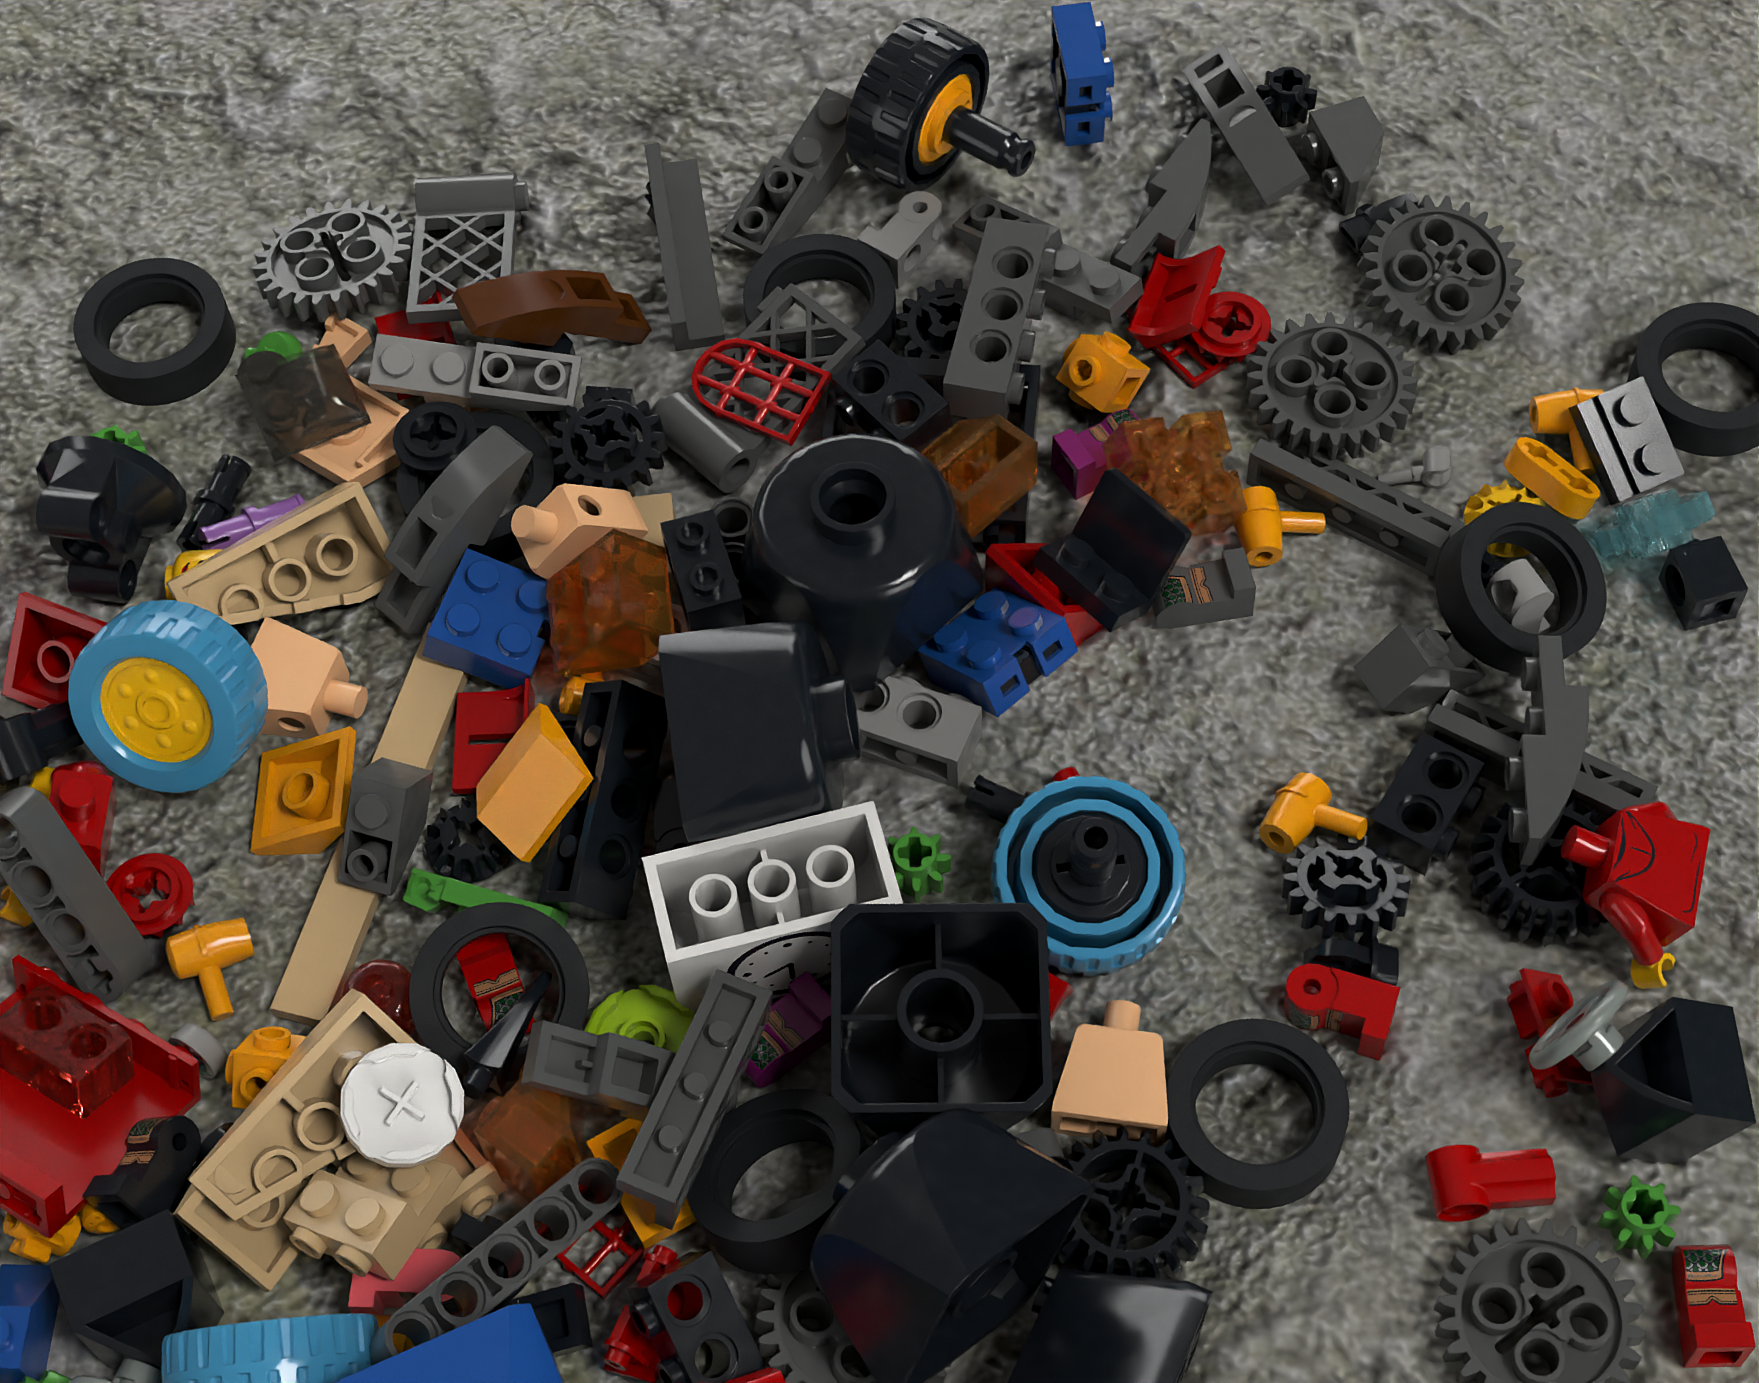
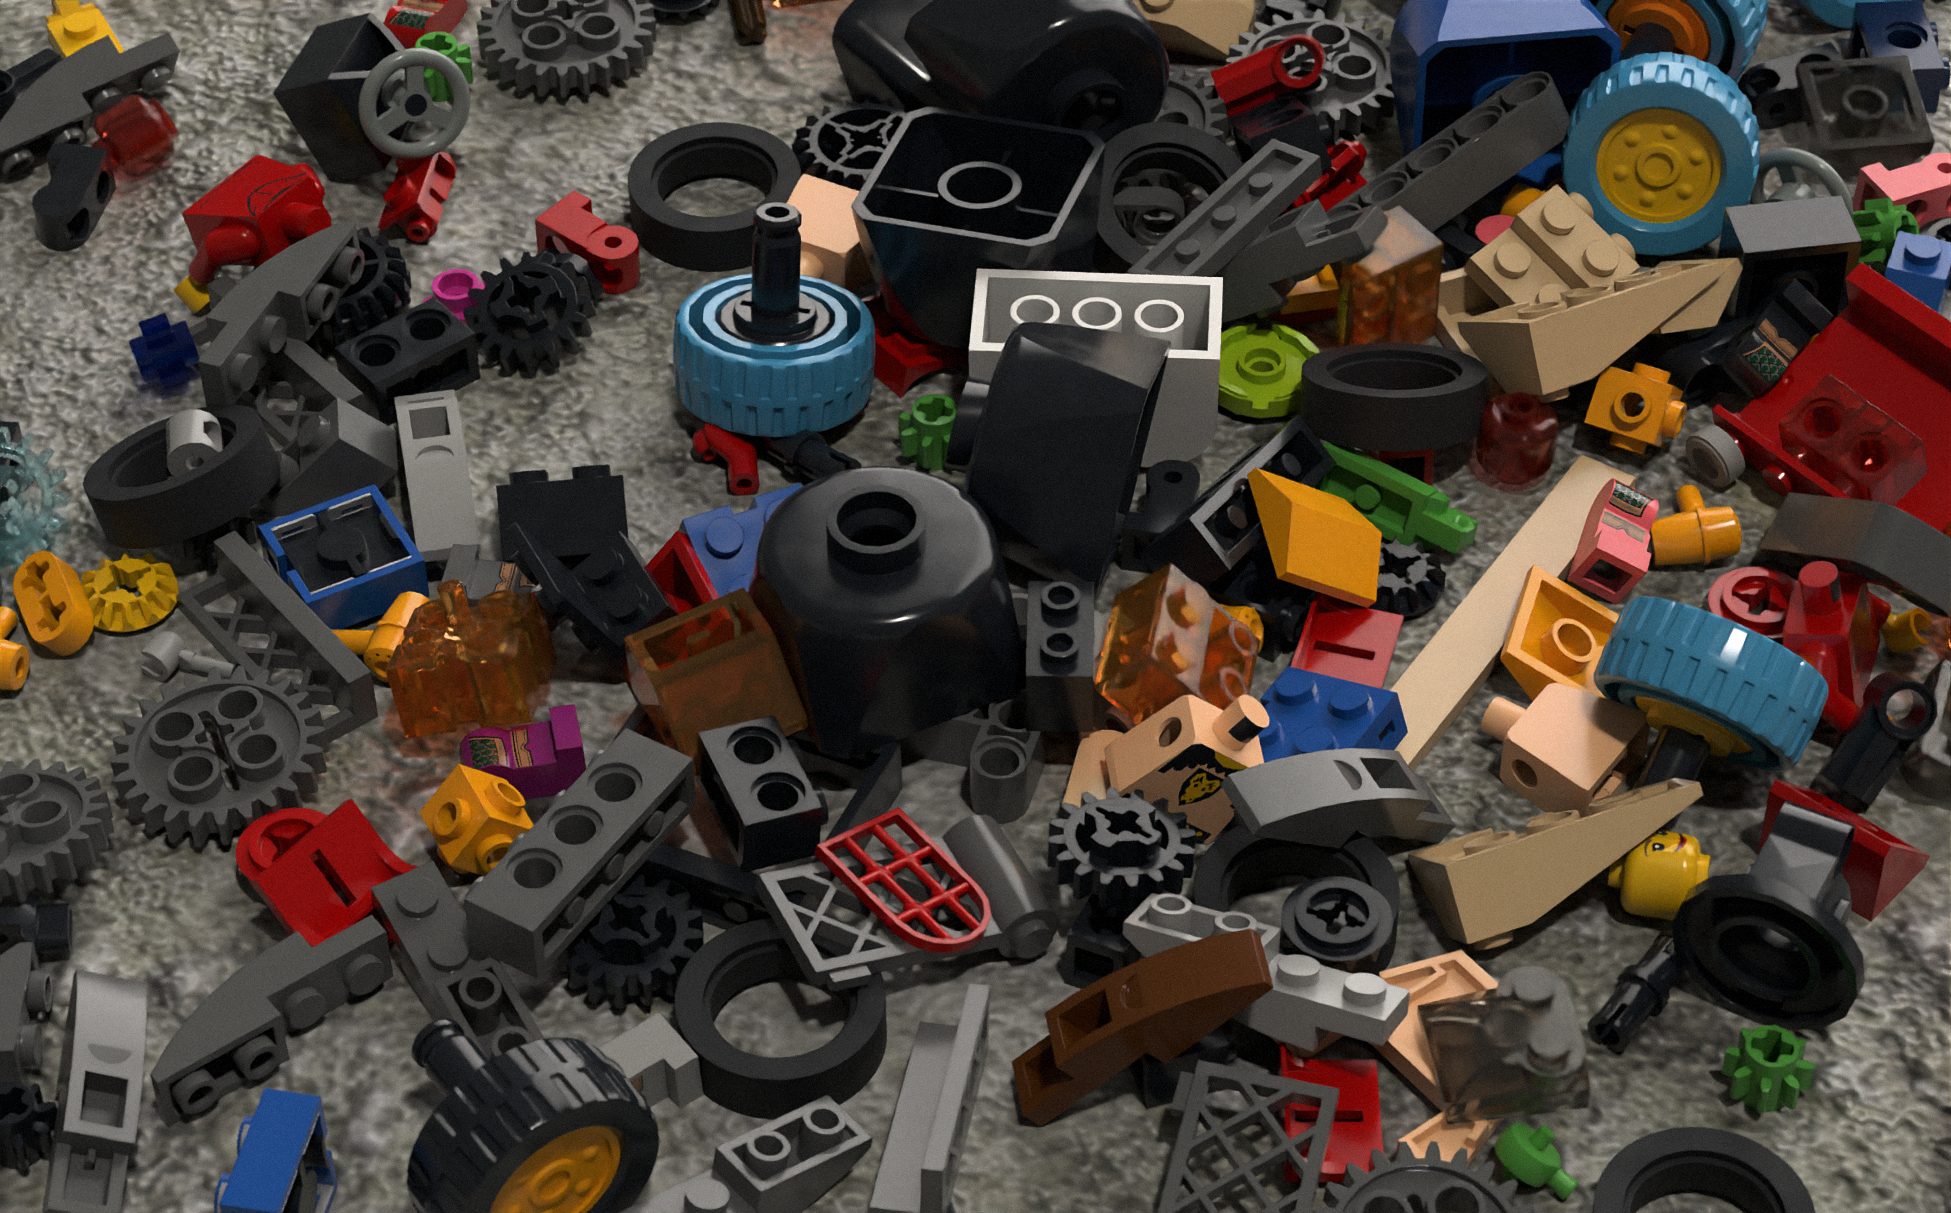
camera: 165 degrees left, 15 degrees down
(246, 523) = (1592, 932): medium lavender pin -> none
(277, 904) = (1618, 534): none -> coral leg
(383, 824) = (1481, 562): dark grey slope -> none
(401, 1105) = (1508, 278): white tile -> none
(494, 1053) = (1408, 335): black piece -> none
(1194, 678) = (563, 515): none -> black slope
(1300, 809) = (531, 387): light orange piece -> none
(1328, 680) = (436, 473): none -> light grey slope
(1344, 573) = (345, 557): none -> piece
(1439, 898) = (452, 289): none -> dark pink plate
(1474, 1183) = (560, 118): red piece -> none
(1643, 743) = (164, 351): none -> clear blue gear

